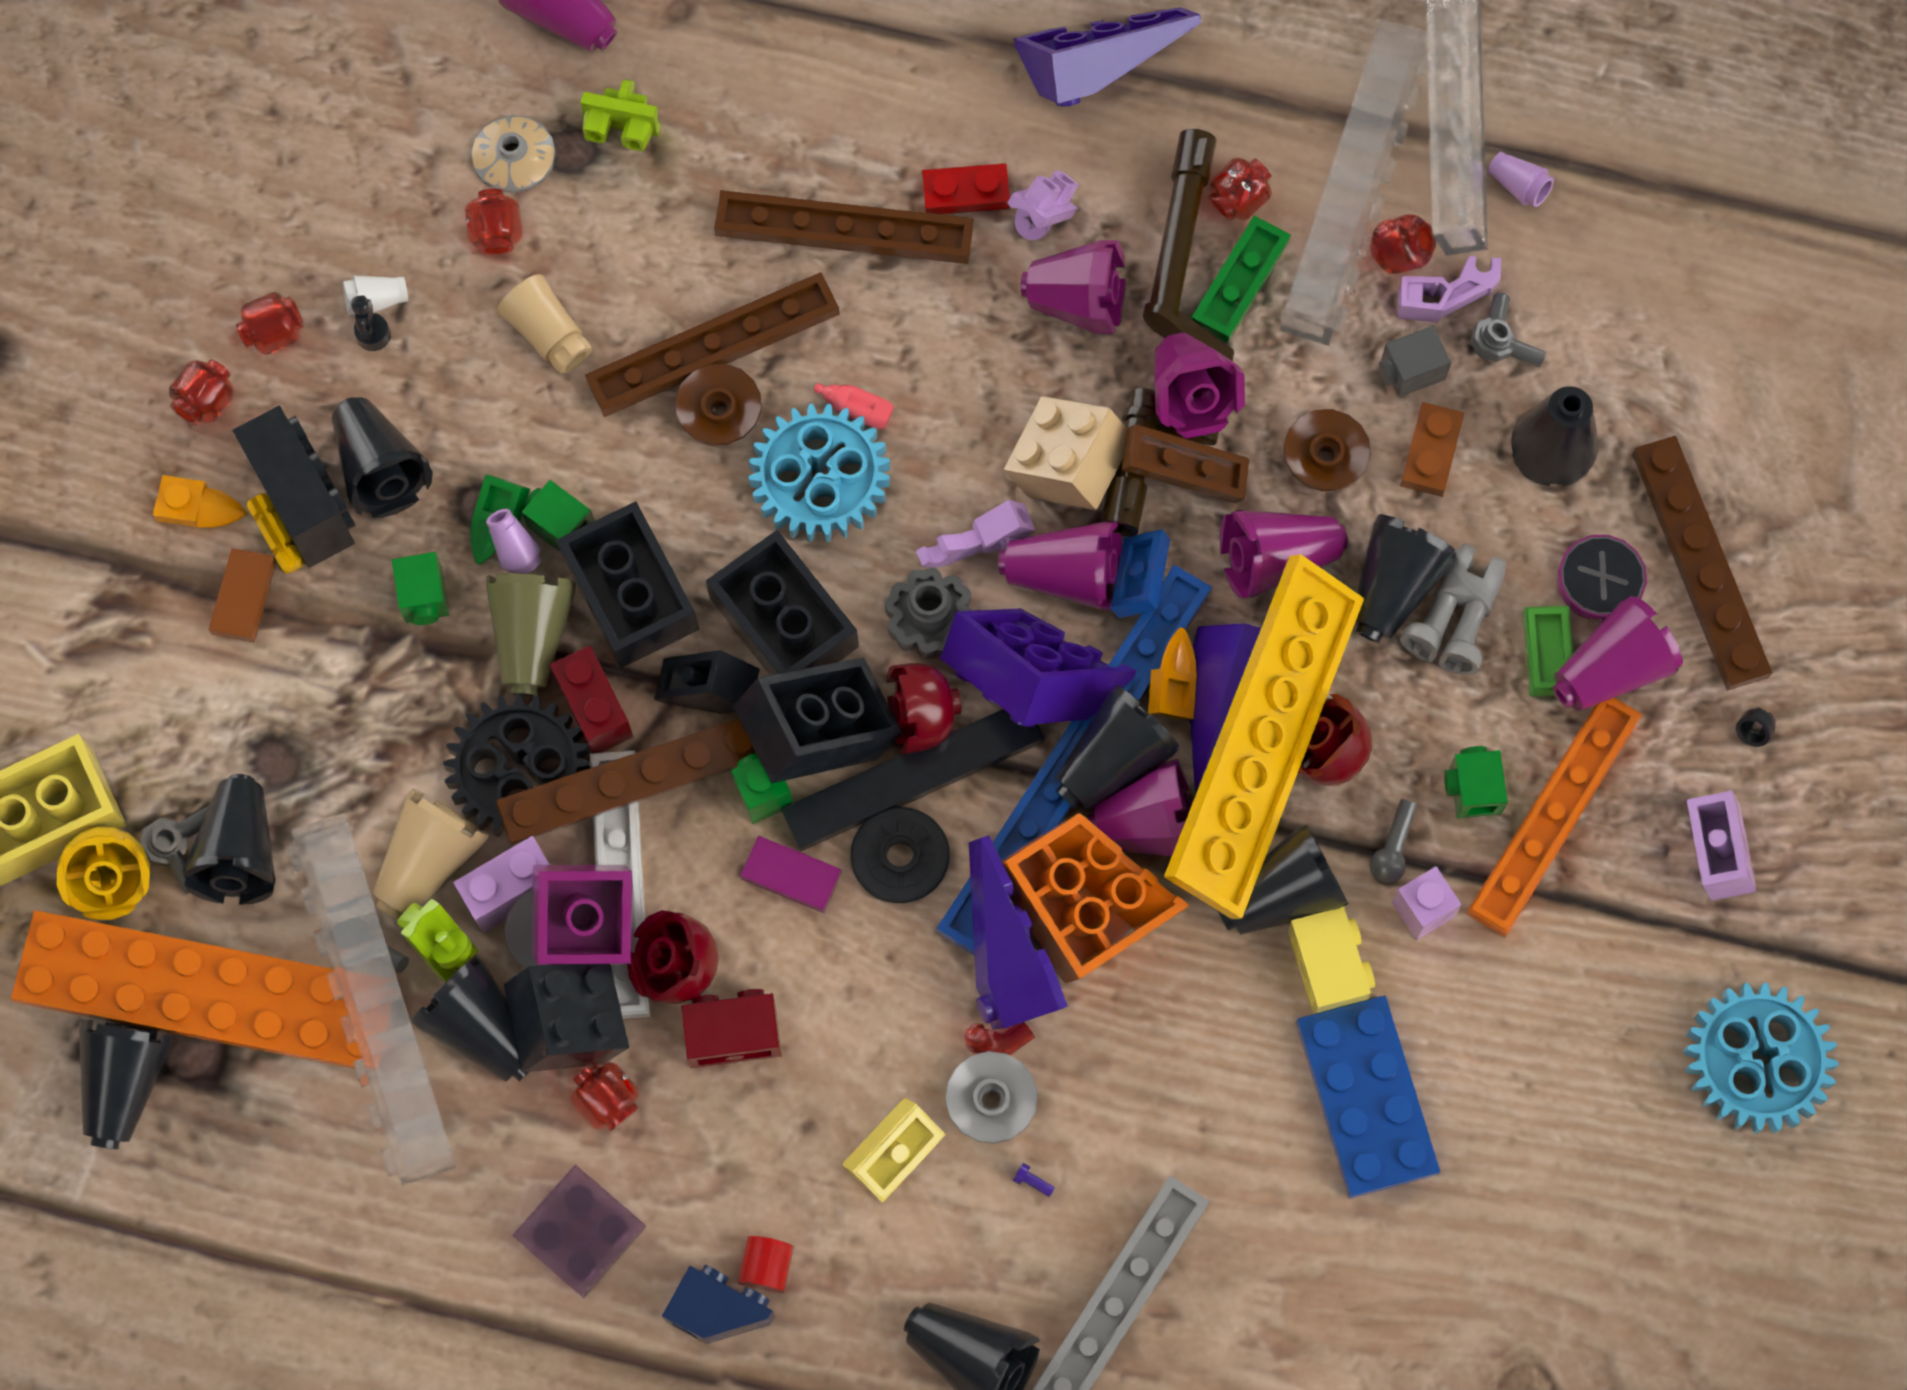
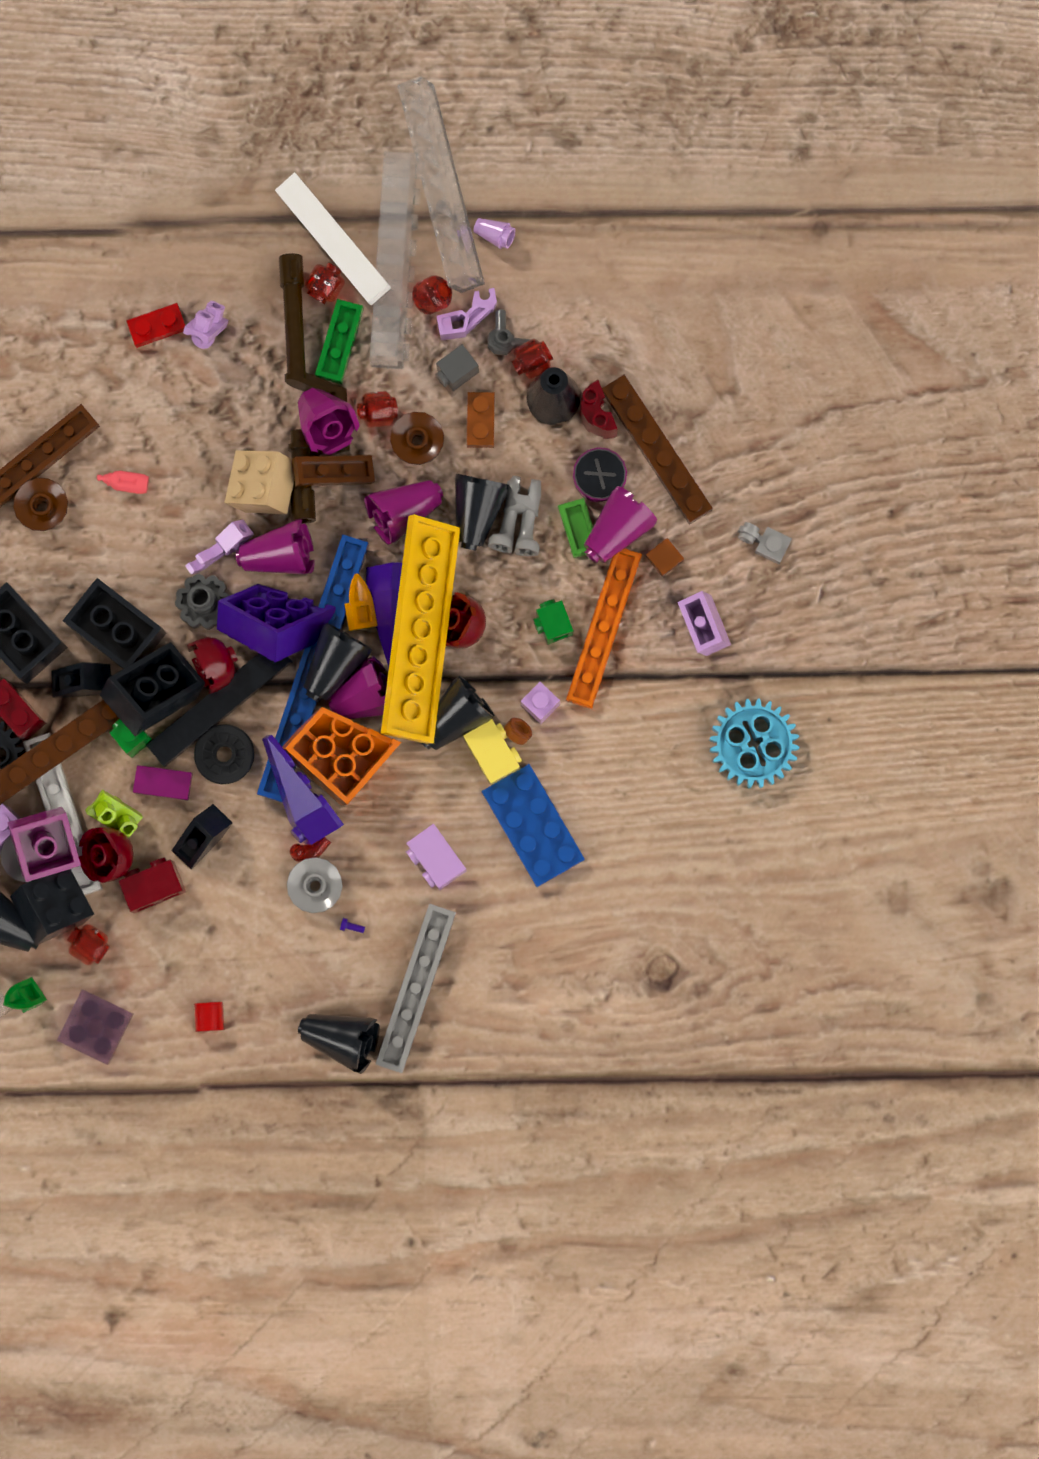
camera: 15 degrees left, 10 degrees up
(481, 1149) = (24, 996): none -> green plate
(703, 897) = (114, 813): none -> lime hips
(713, 1310) = (185, 1052): dark blue slope -> none
(788, 452) = (90, 523): medium azure gear -> none
(831, 971) = (201, 835): none -> black slope
(844, 227) = (87, 370): reddish brown plate -> none
(893, 1149) = (265, 929): light yellow slope -> none
(1079, 286) = (242, 372): magenta cone -> none
(1083, 63) = (210, 222): wedge -> none
(1140, 573) = (323, 545): blue plate -> none
(1198, 1104) = (436, 857): none -> lavender brick
(1270, 127) = (333, 239): none -> white tile
(1276, 392) = (377, 409): none -> clear red head
(1380, 938) = (518, 731): none -> dark orange tile
(1388, 863) = (513, 683): dark grey bar -> none
(1535, 374) = (532, 358): none -> clear red head
(1615, 487) = (592, 416): none -> dark red cylinder
(1677, 729) = (664, 557): none -> dark orange tile
(1746, 723) = (710, 550): black hinge -> none
(1854, 754) = (771, 544): none -> light grey plate

